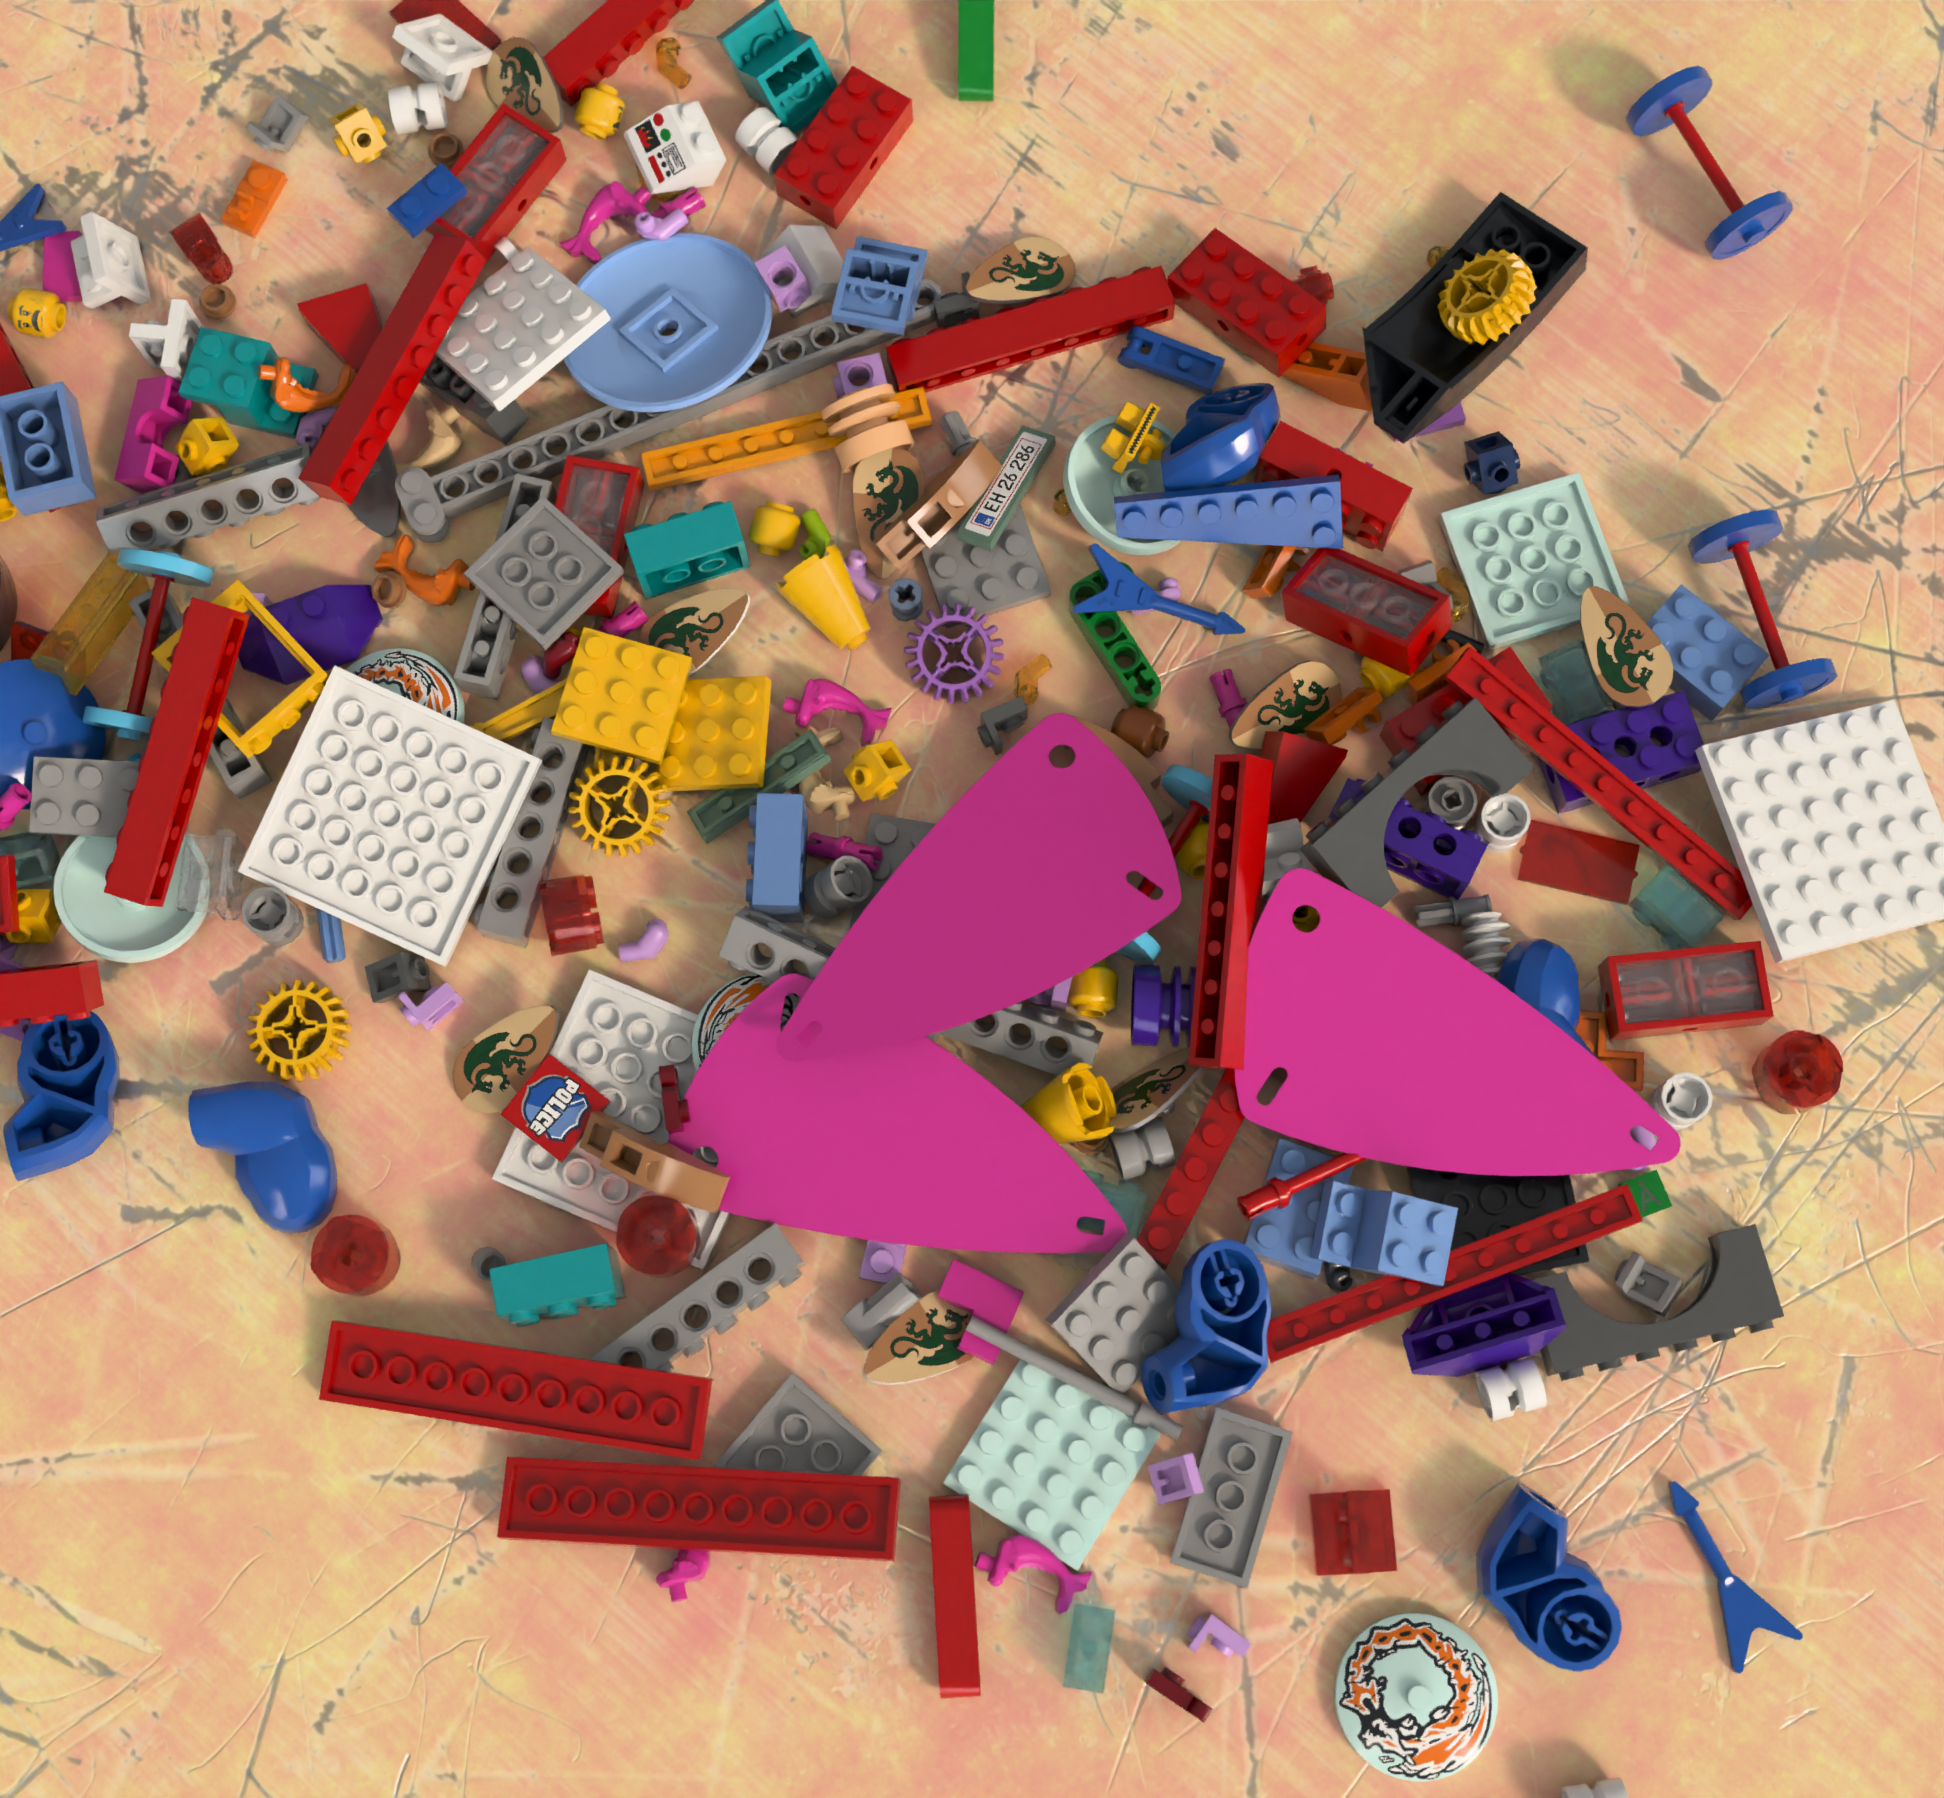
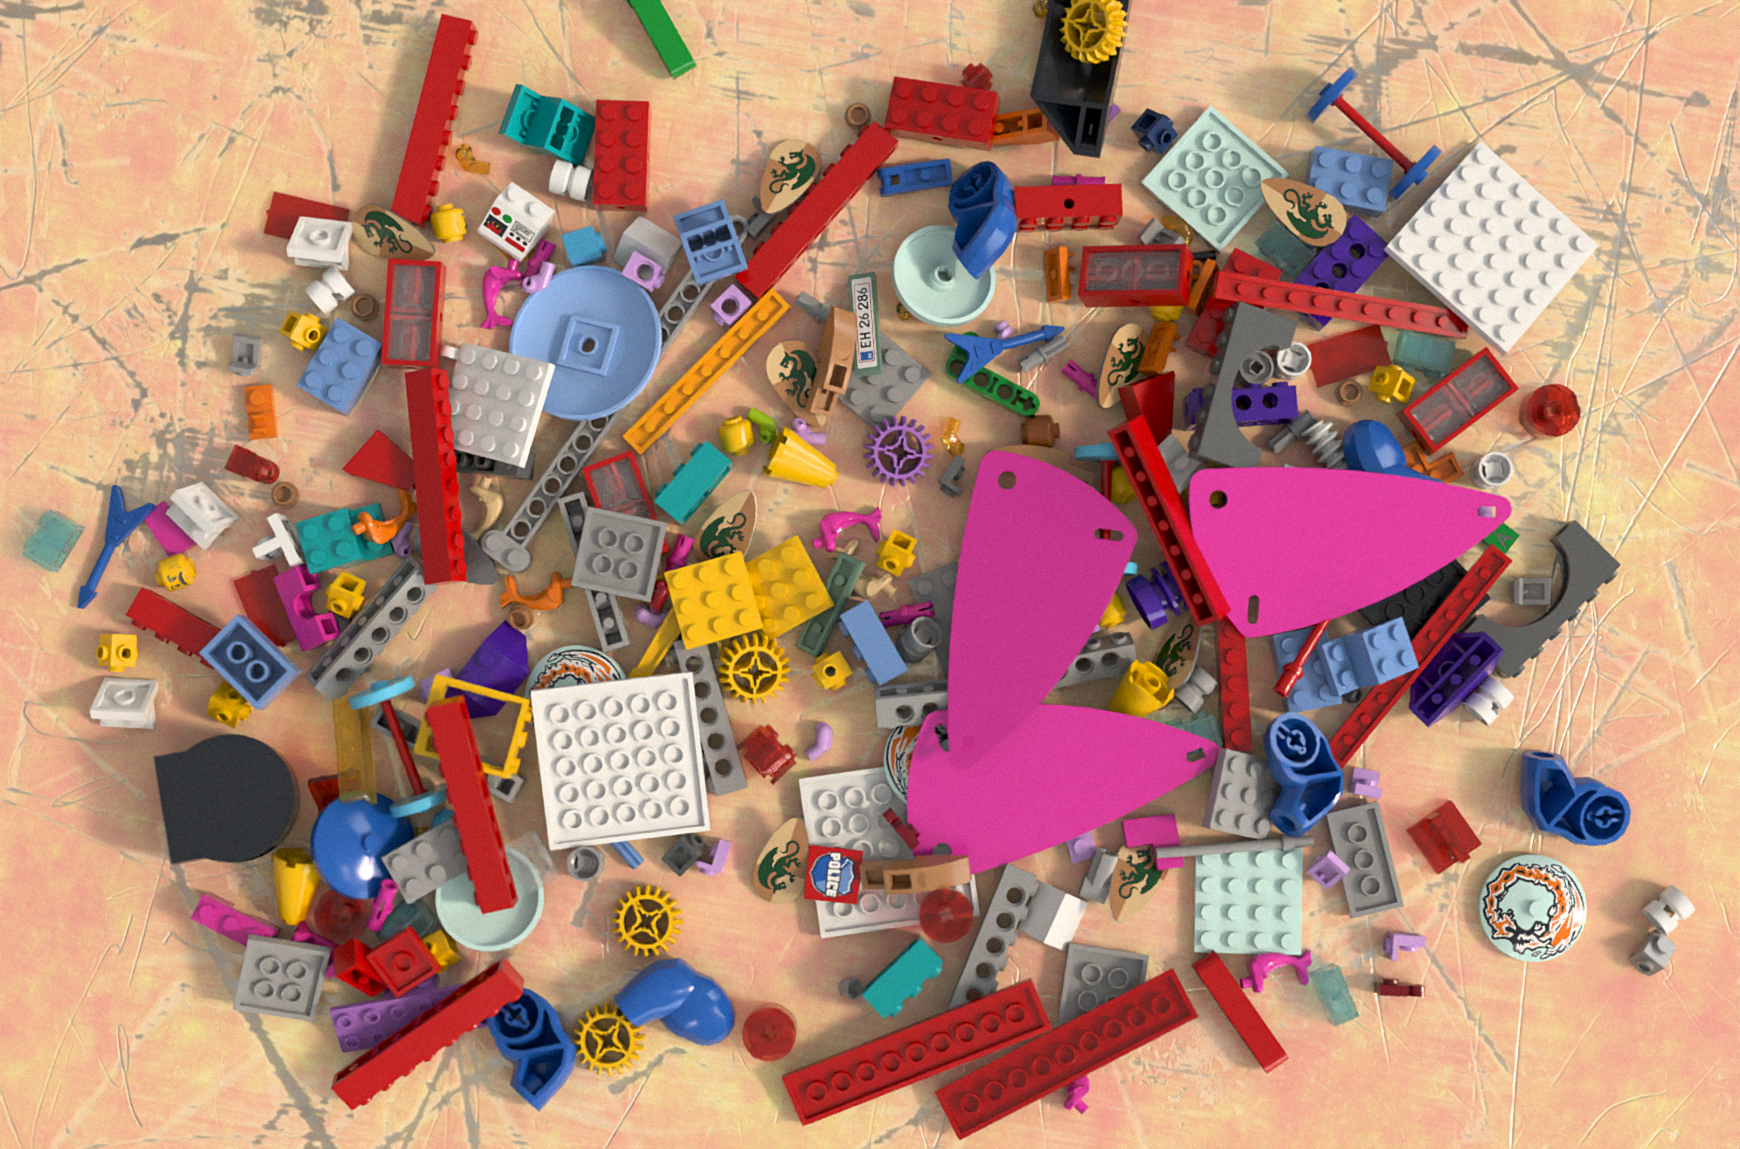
camera: 35 degrees left, 10 degrees up
(109, 411) = (265, 605): none -> clear red piece
(130, 1155) = (597, 1033): none -> yellow gear
(362, 190) = (342, 366): none -> medium blue brick
(427, 200) = (384, 354): blue plate -> none
(723, 866) = (836, 661): none -> yellow brick
(734, 215) = (584, 246): none -> dark azure brick
(794, 1329) = (1053, 916): none -> white slope
(864, 420) = (760, 341): light nougat wheel -> none
(908, 610) = (852, 428): sand blue bush -> none
(1124, 447) = (933, 248): yellow hips -> none
(1146, 254) = (857, 116): none -> medium nougat plate
(1200, 643) = (1043, 353): none -> light grey axle
(1262, 513) = (1033, 257): wing -> none
(1290, 1399) = (1365, 783): none -> lavender bracket
(1552, 906) = (1348, 392): none -> medium nougat plate
(1612, 923) = (1391, 384): none -> yellow brick
(1740, 1605) = (1683, 744): blue piece -> none

